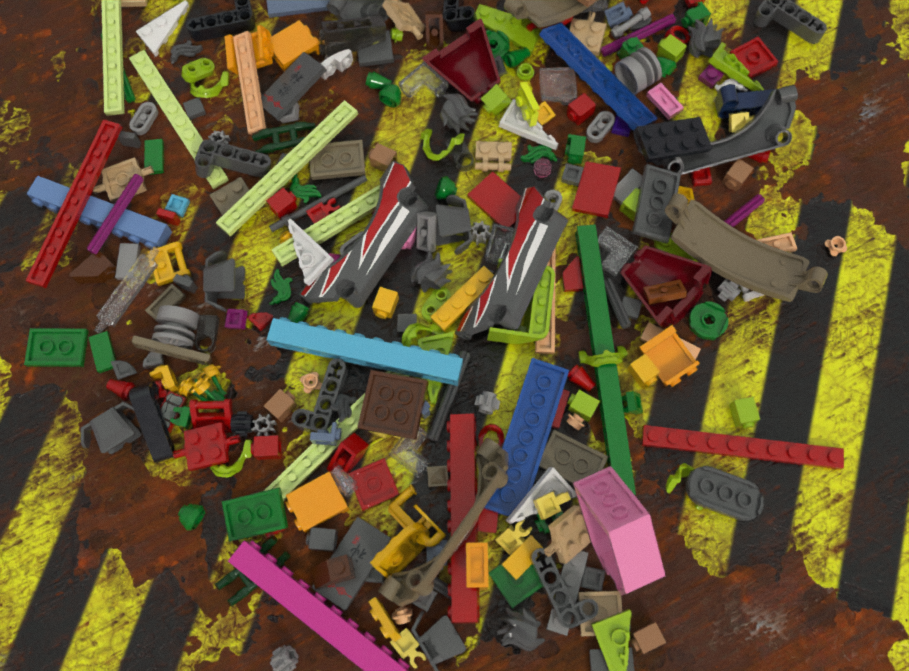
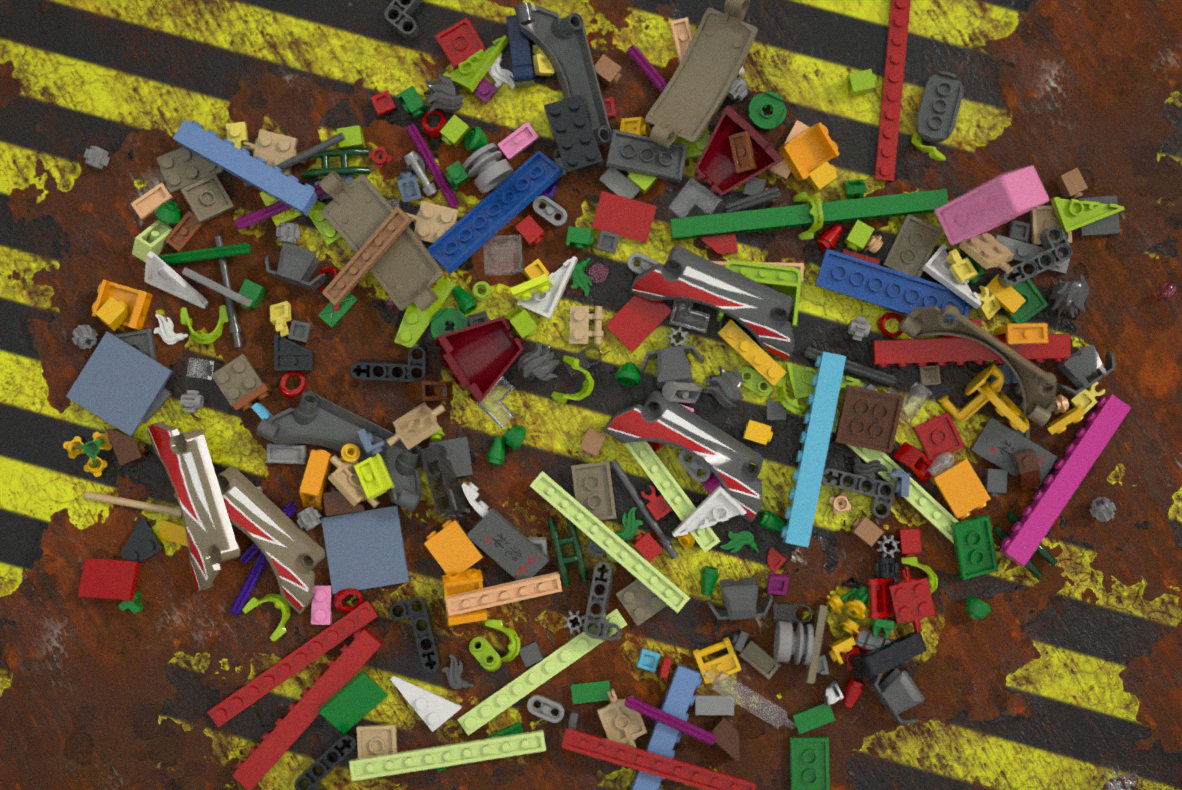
camera: 90 degrees left, 15 degrees up
(247, 257) = (709, 577): none -> green cone

